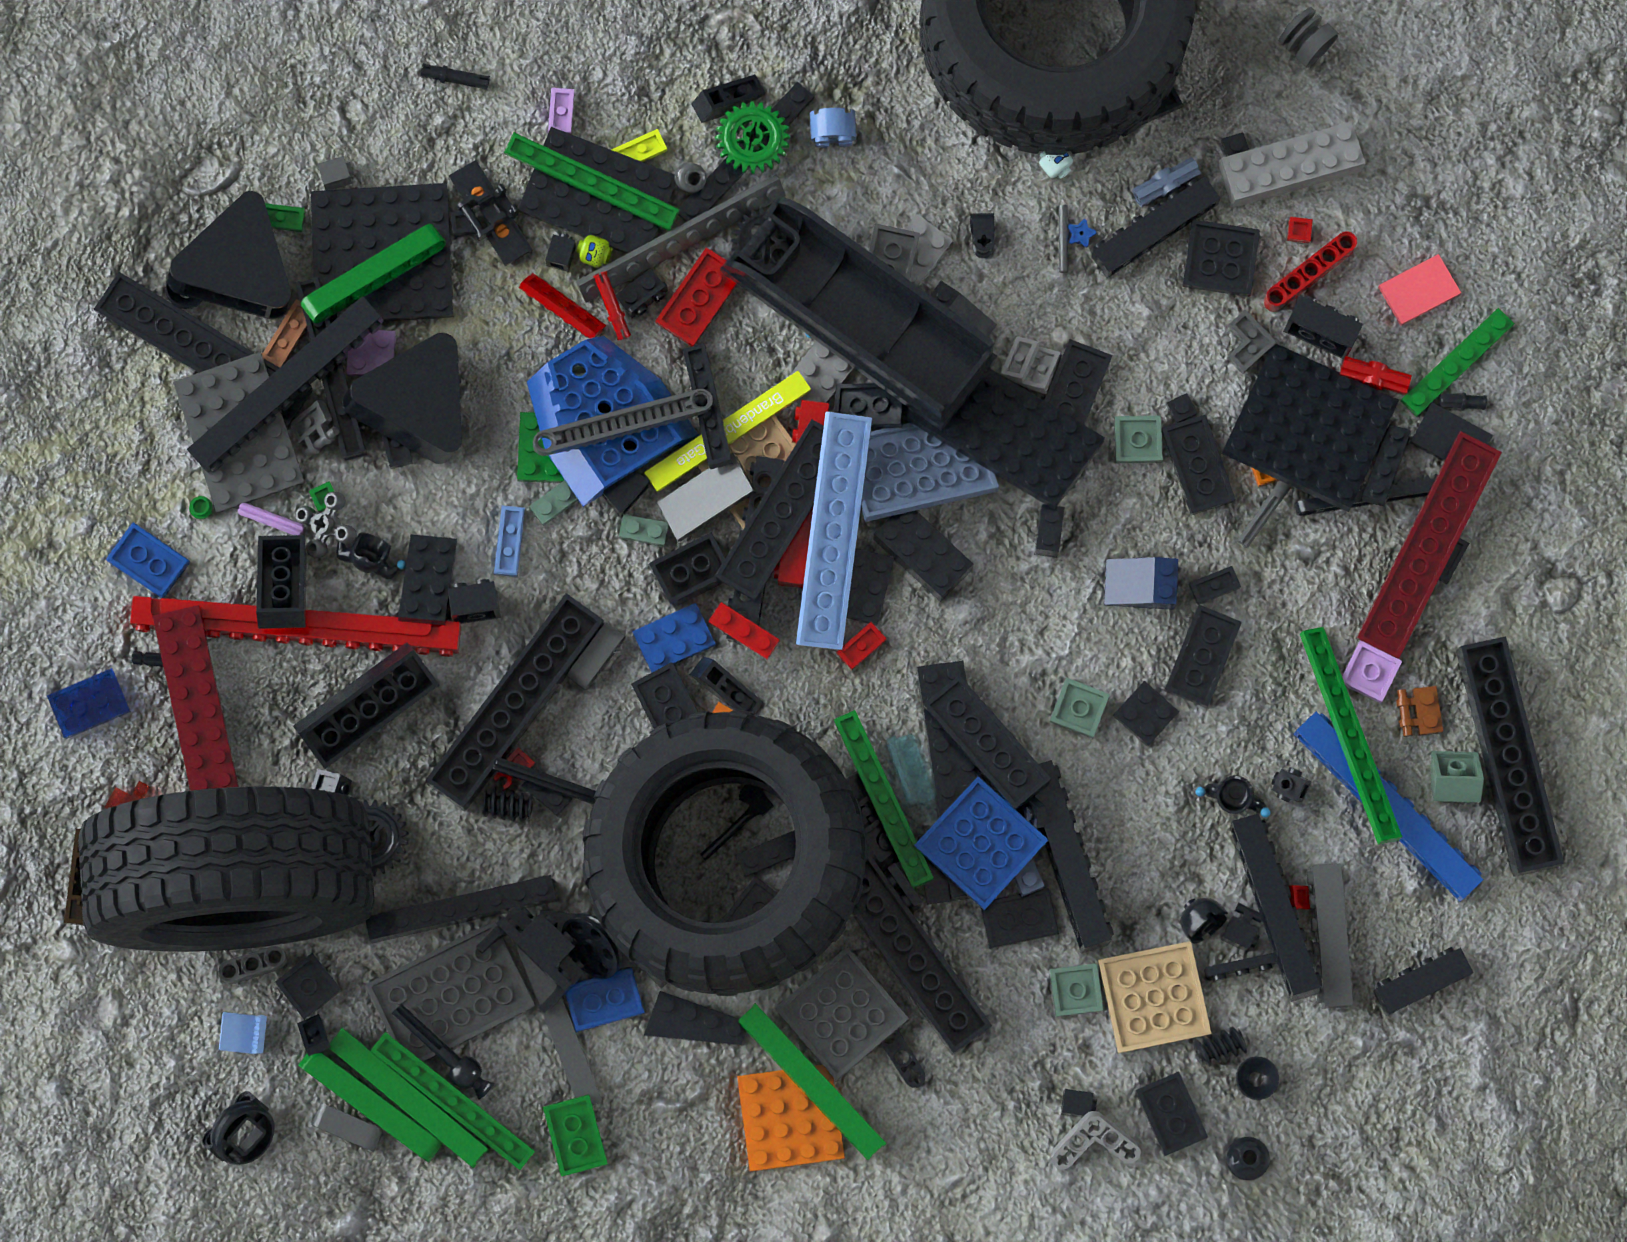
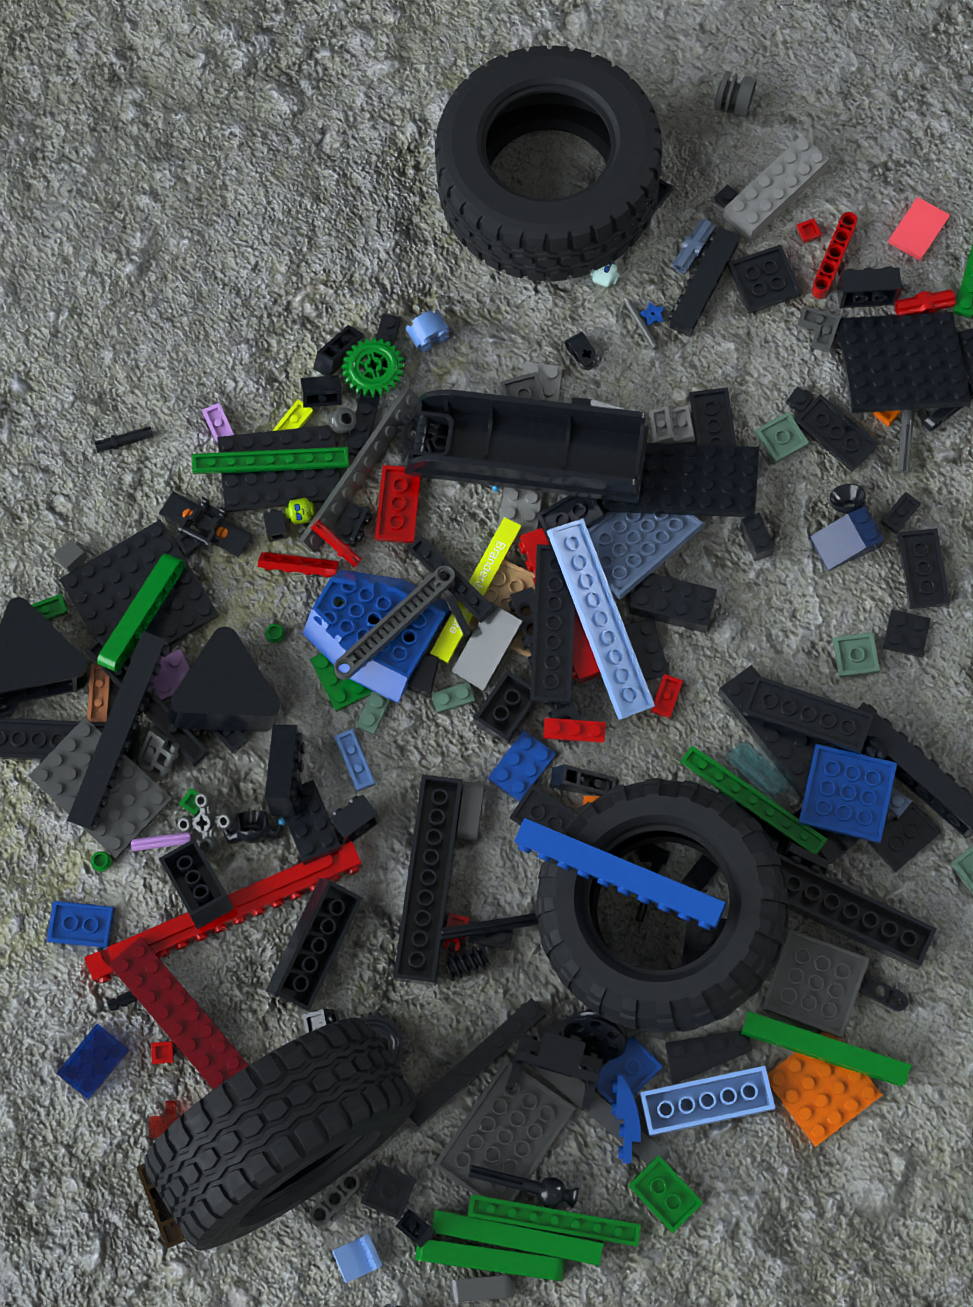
camera: 20 degrees left, 5 degrees down
(161, 732) = (162, 1052): none -> red plate
(430, 514) = (284, 770): none -> black brick
(499, 366) = (275, 633): none -> green plate
(582, 1034) = (626, 1110): none -> blue slope
(666, 1068) = (707, 1101): none -> light blue brick
(685, 133) = (321, 391): none -> black brick
(690, 798) = (620, 873): none -> blue brick
(692, 450) = (458, 616): none -> black tile
(1166, 535) = (847, 494): none -> black piece

